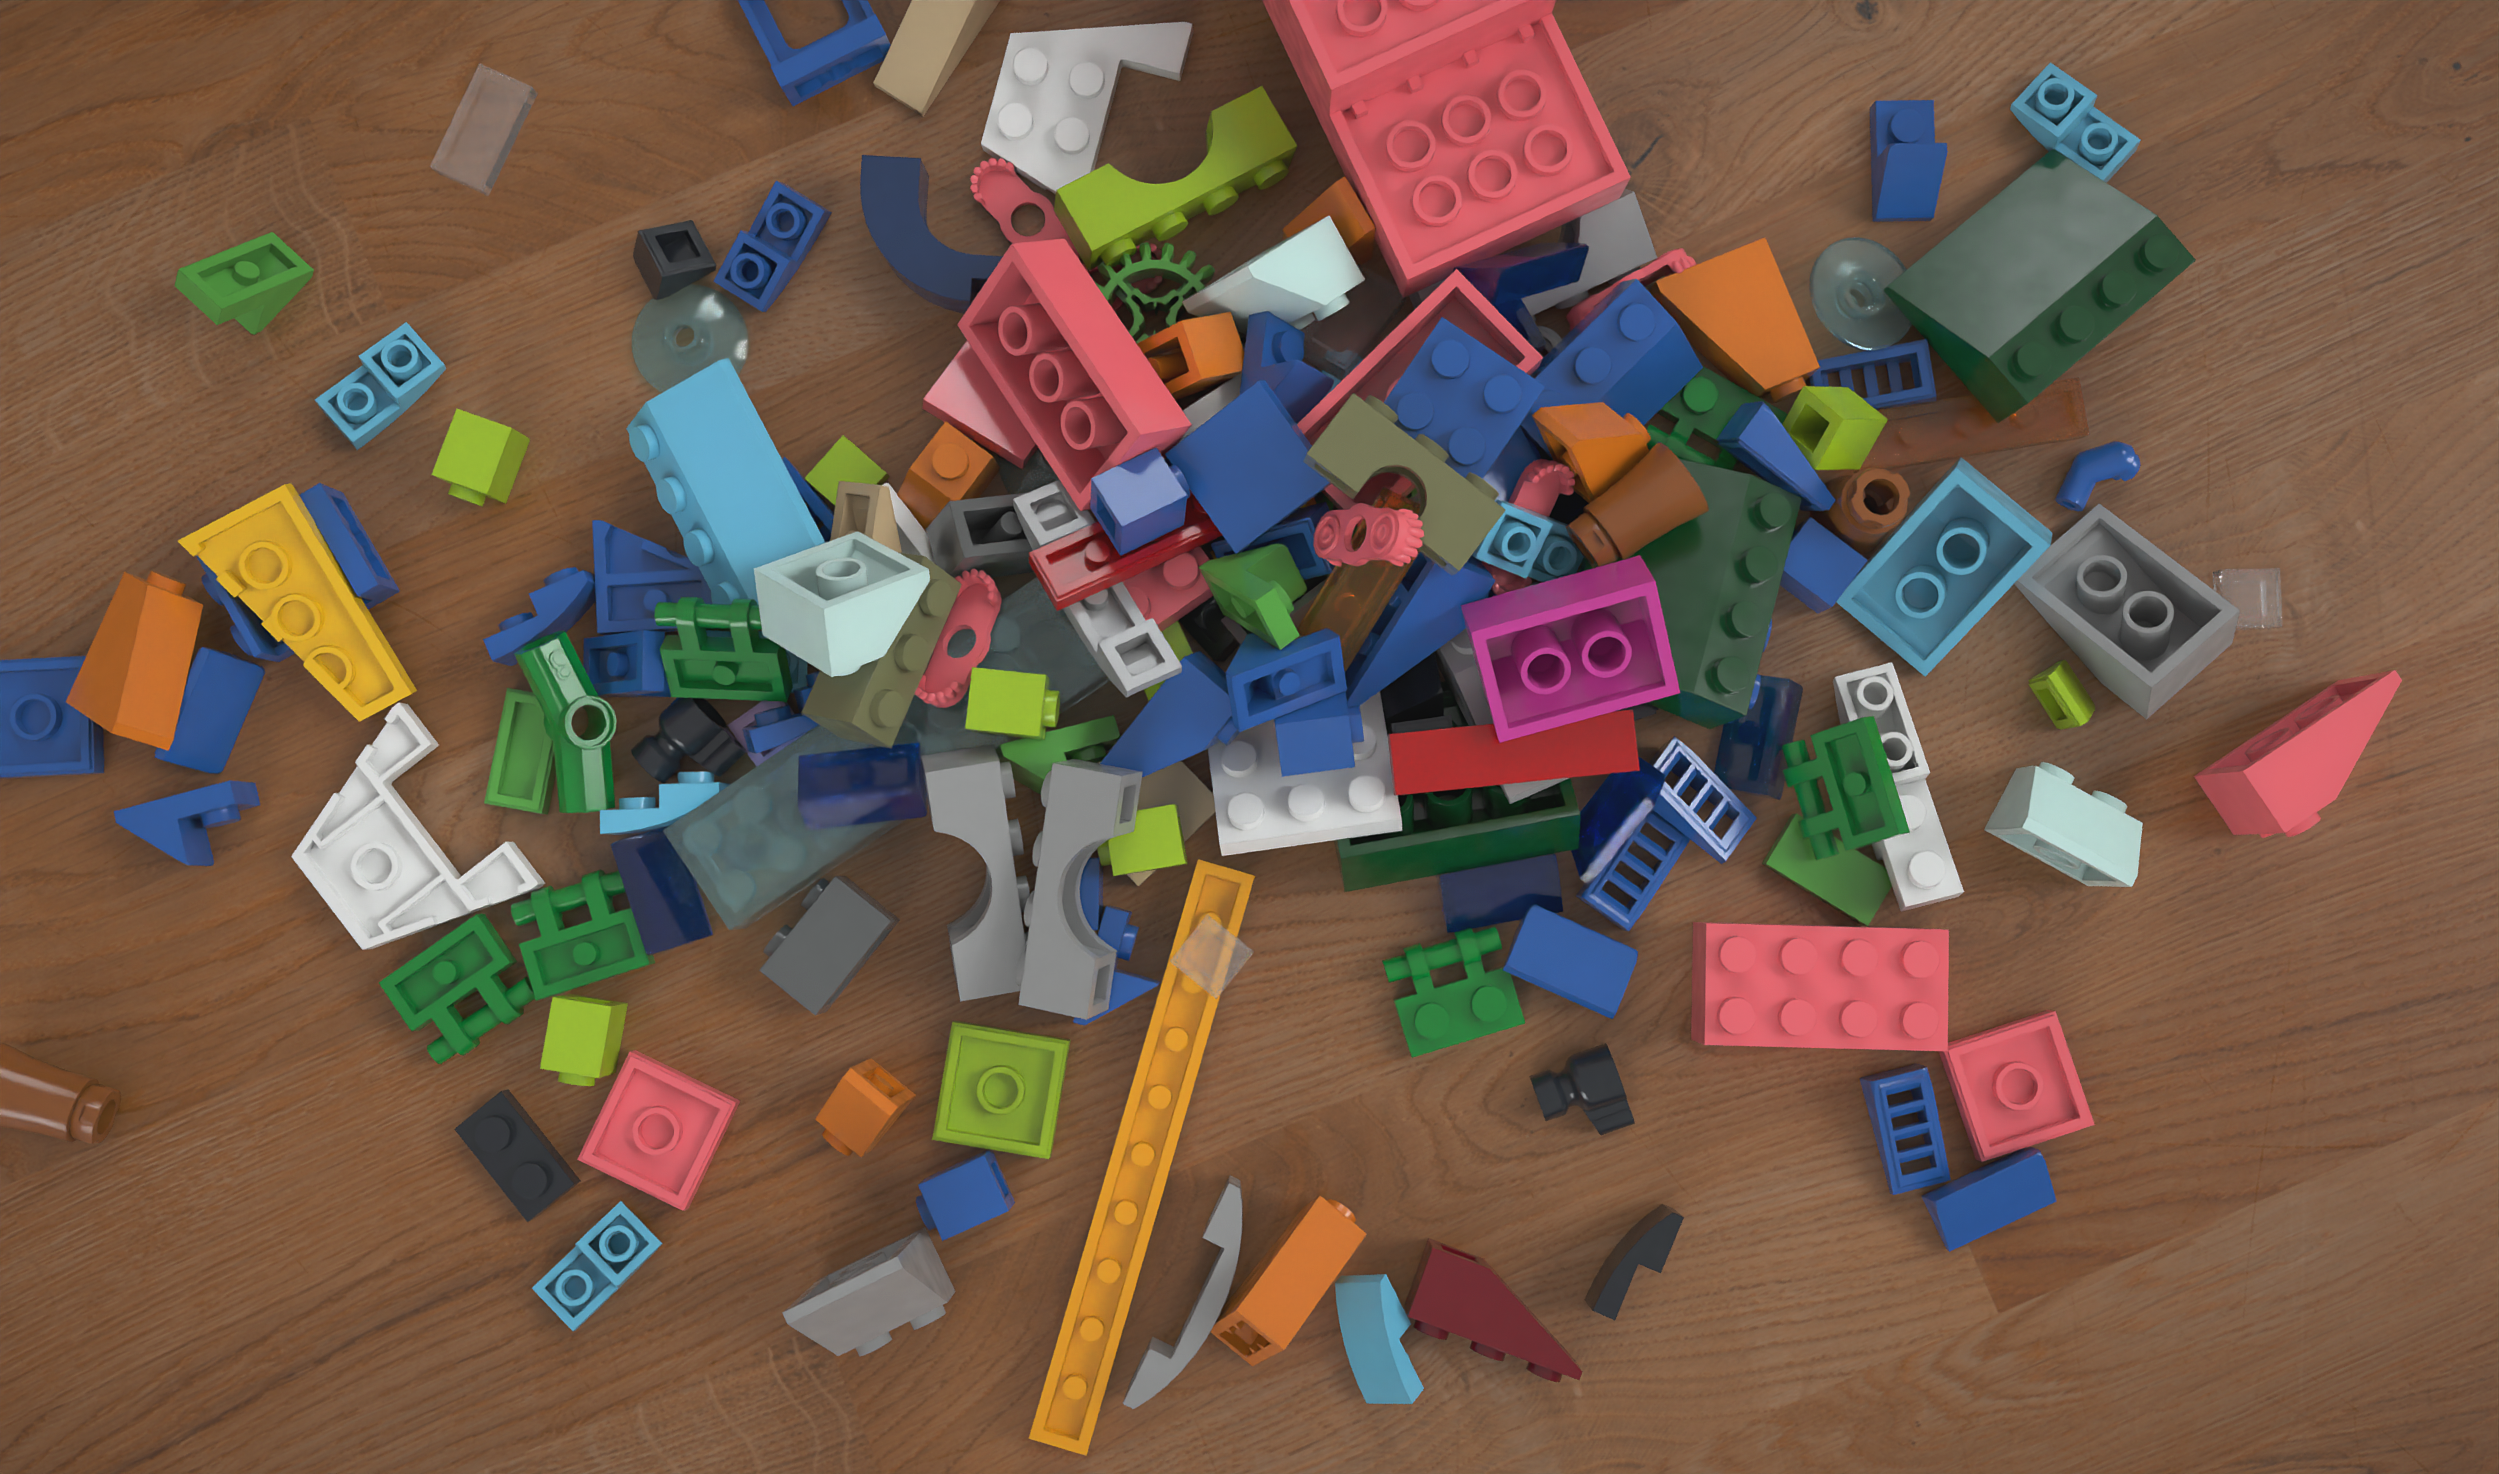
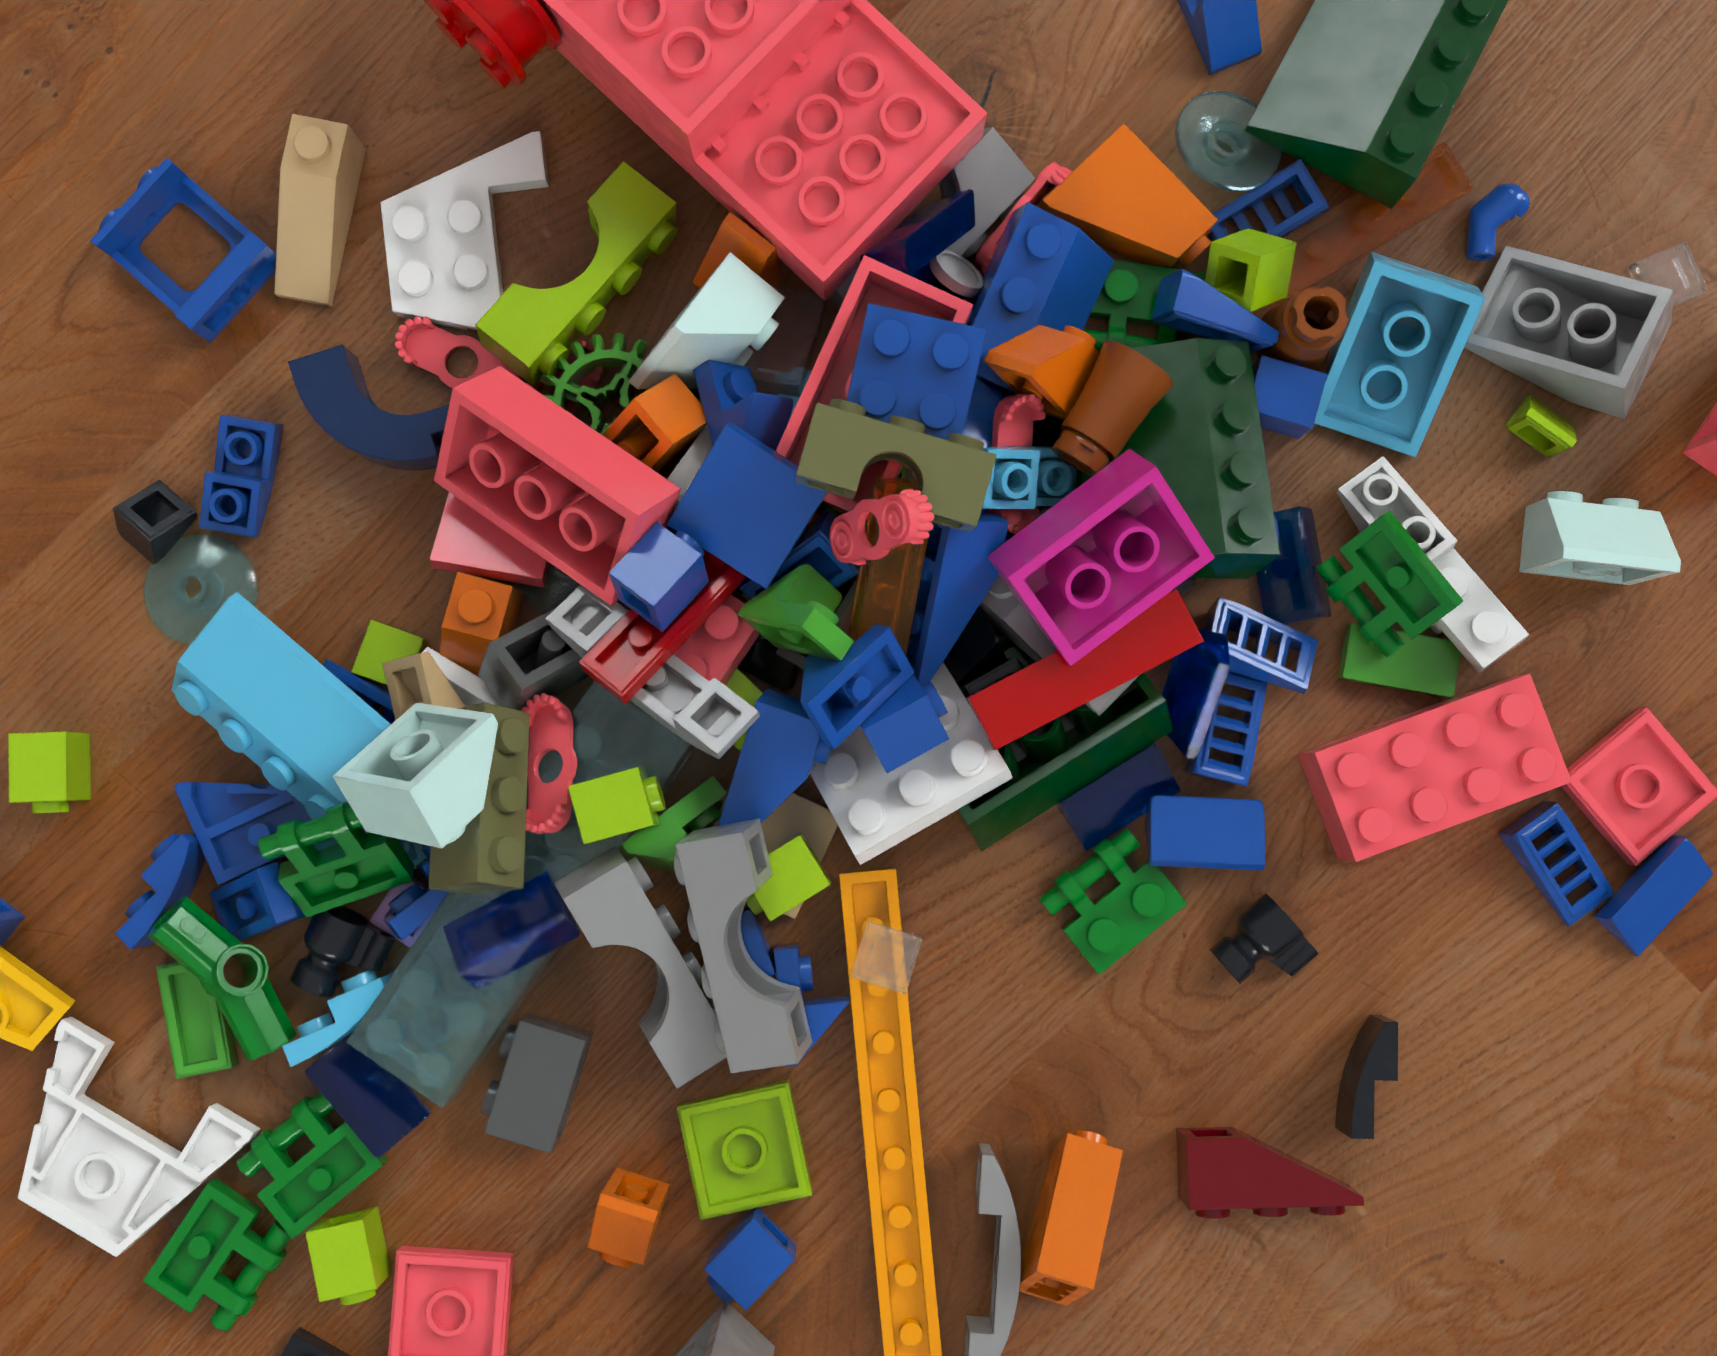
camera: 30 degrees left, 0 degrees up
(1371, 1331) = (1160, 1233): medium azure slope -> none
(1542, 321) = (957, 273): none -> light grey piece

